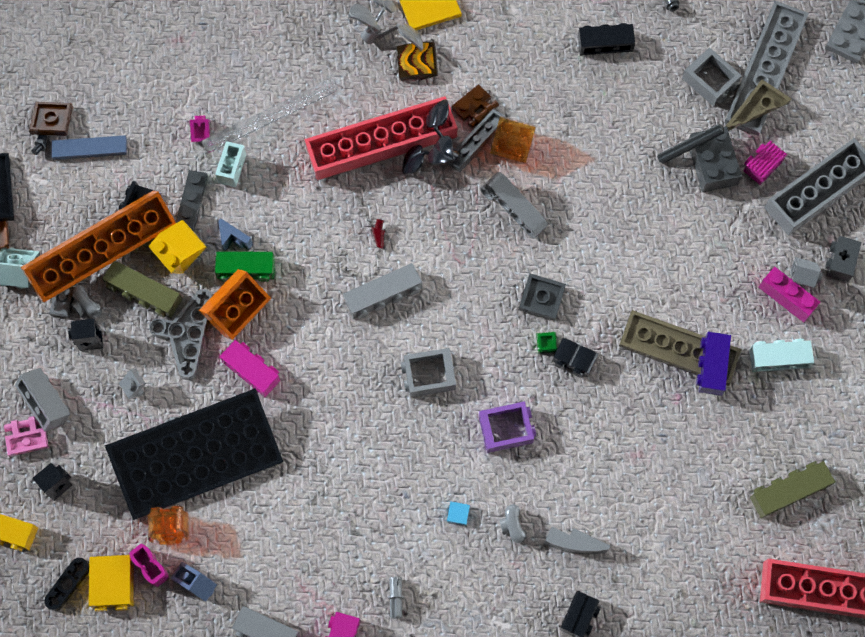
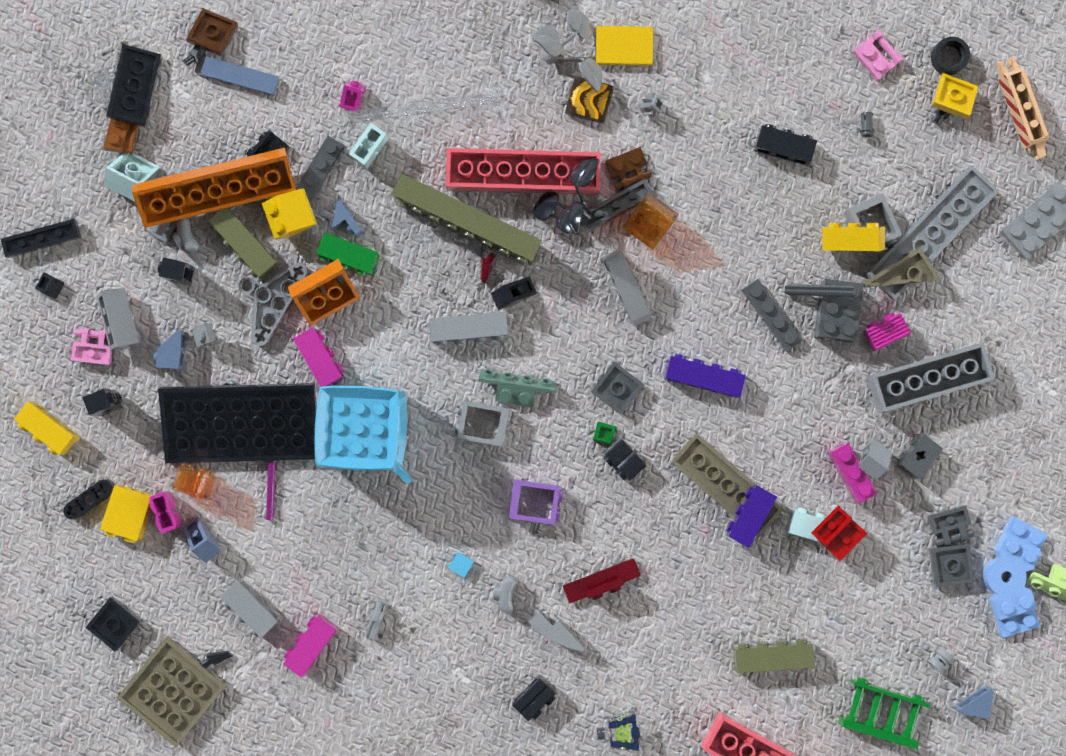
camera: 20 degrees right, 15 degrees up
(105, 413) = (172, 352): none -> sand blue slope
(246, 511) = (270, 491): none -> magenta bar
(317, 409) = (361, 429): none -> medium azure piece
(345, 196) = (467, 220): none -> olive brick
(412, 246) = (513, 293): none -> black slope
(448, 331) = (516, 388): none -> sand green bracket
(474, 46) = (651, 105): none -> light grey gear
(597, 480) = (602, 581): none -> dark red bracket
(618, 258) = (705, 377): none -> dark purple brick
(656, 185) = (772, 315): none -> dark grey plate
(679, 616) = (622, 731): none -> torso
(700, 90) = (853, 237): none -> yellow brick
(802, 349) = (839, 533): none -> red slope

